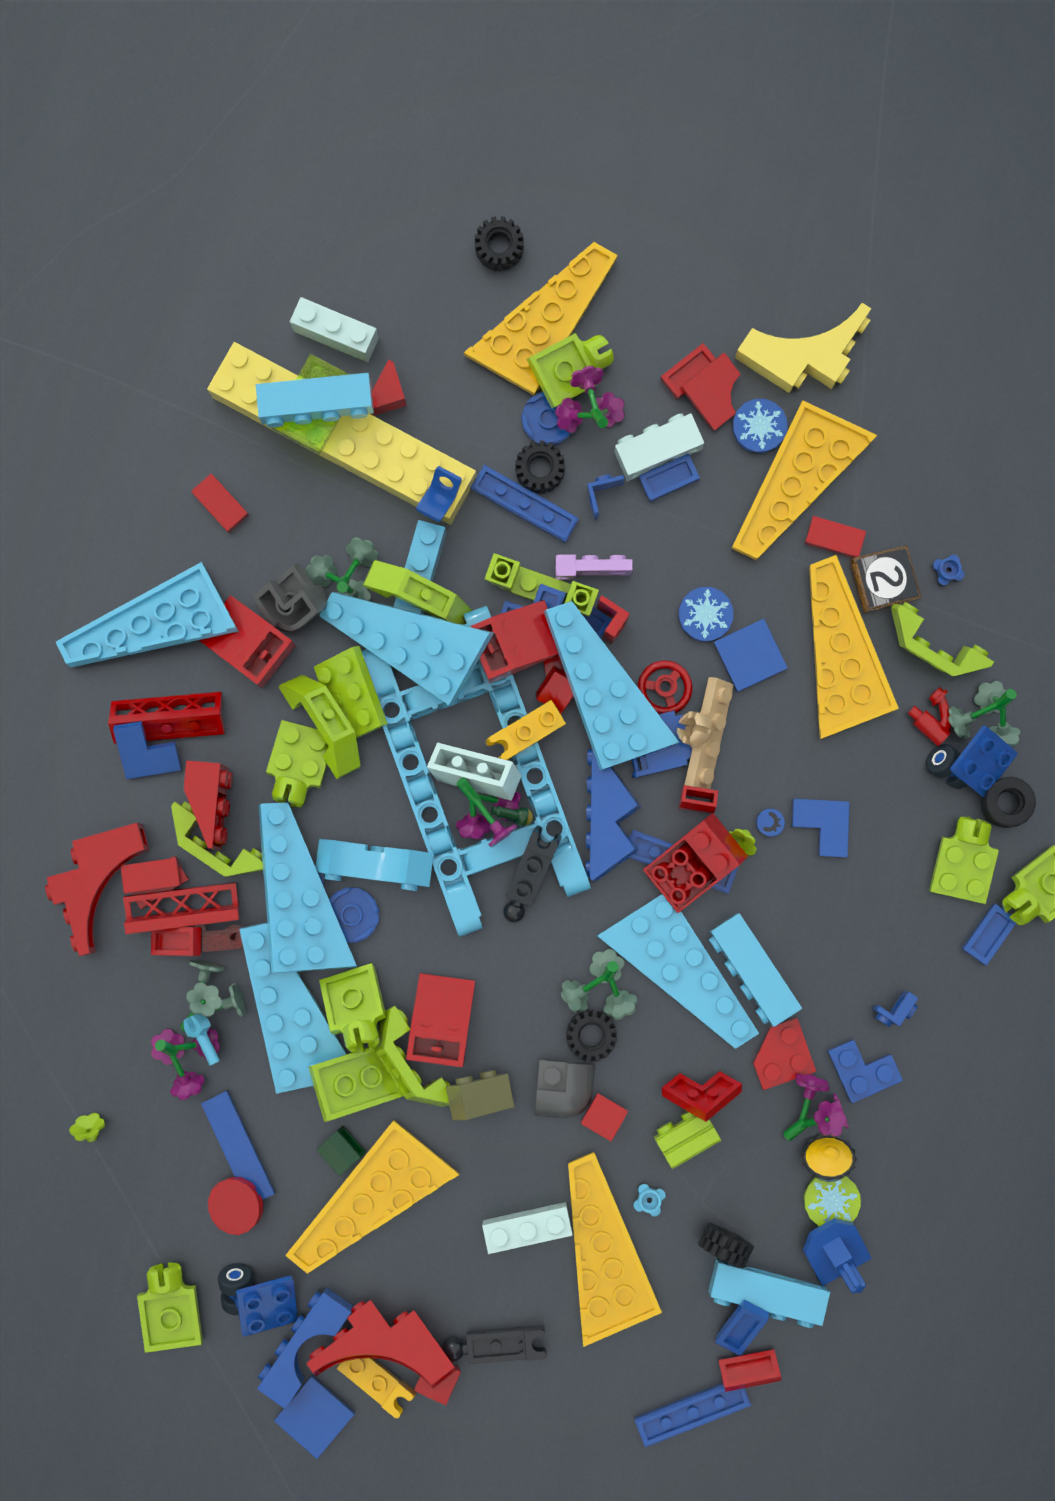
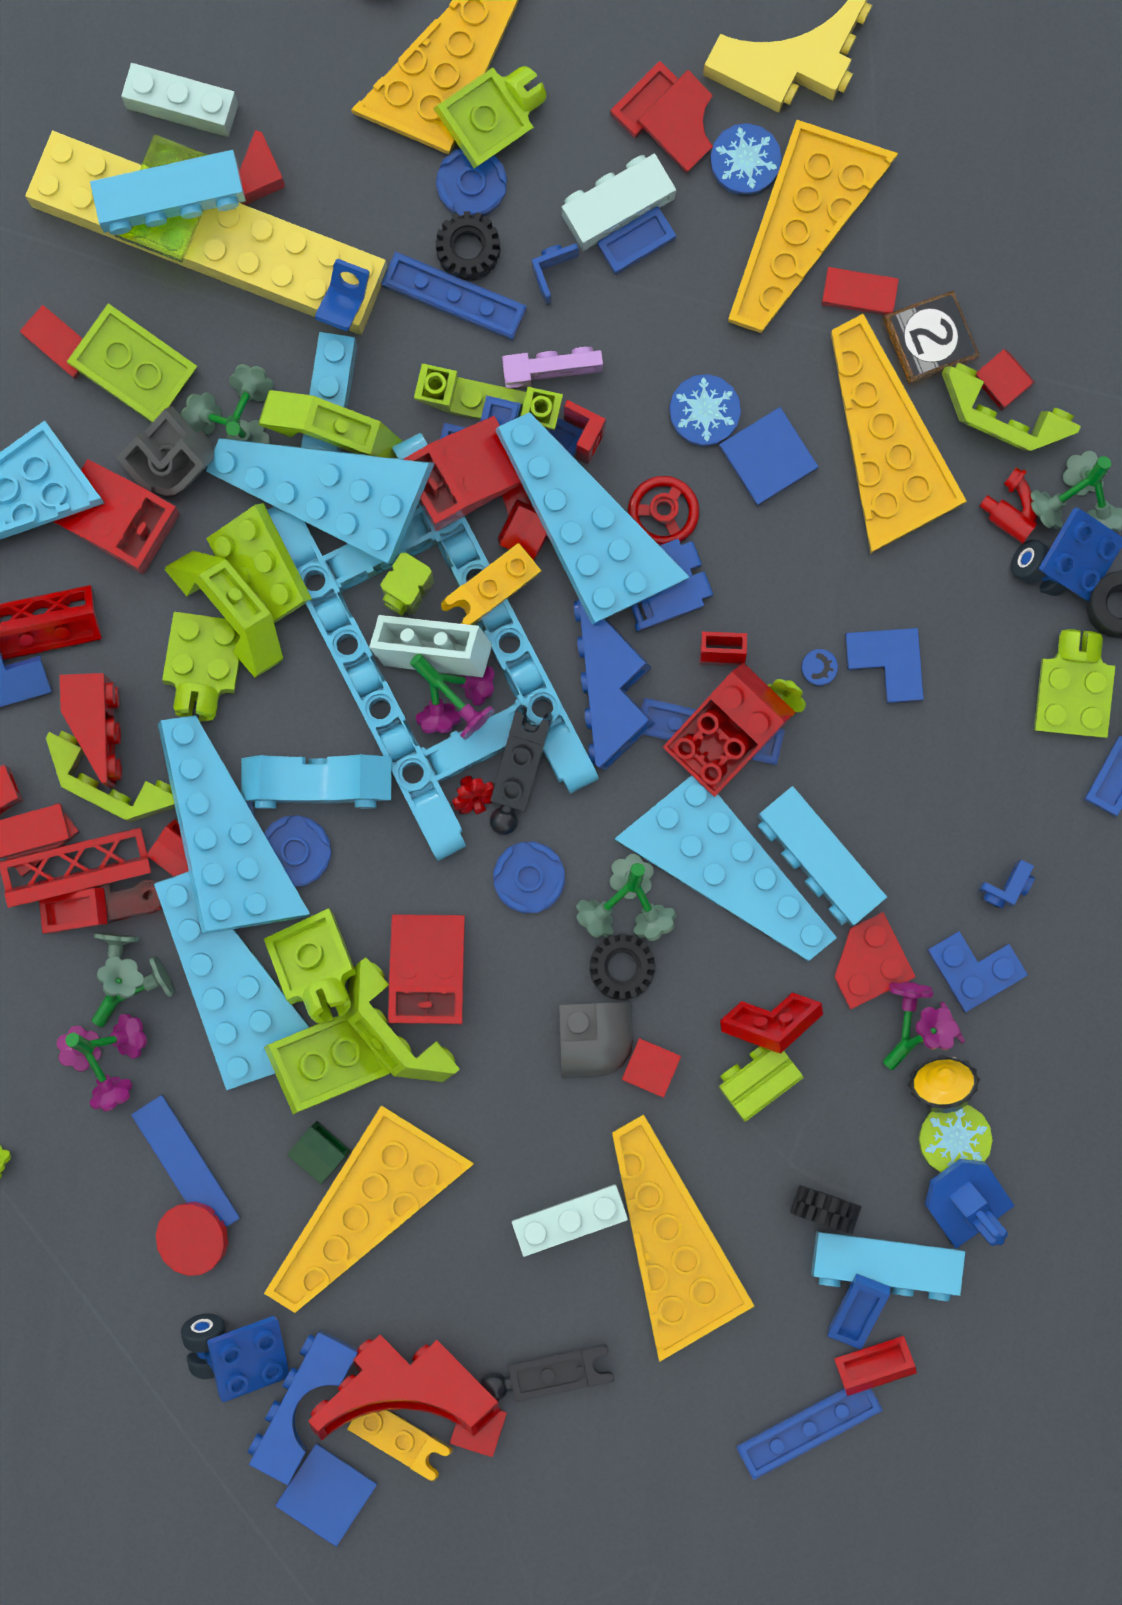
camera: 10 degrees left, 0 degrees up
(169, 1310) = (123, 1382): lime plate -> none
(197, 1027) = (115, 1015): medium azure bar -> none
(255, 904) = (169, 850): none -> red piece
(272, 526) = (131, 364): none -> lime plate
(461, 722) = (406, 585): none -> lime brick
(479, 1096) = (488, 1059): olive brick -> none
(492, 889) = (473, 795): none -> red plant
(520, 816) = (497, 696): dark green piece -> none
(528, 957) = (529, 877): none -> blue tile
(604, 411) = (542, 163): magenta plant -> none
(653, 1207) = (730, 1161): medium azure plate -> none
(705, 731) = (722, 561): tan plate -> none
(938, 618) = (1004, 379): none -> red piece
(952, 563) = (1017, 308): blue plate -> none

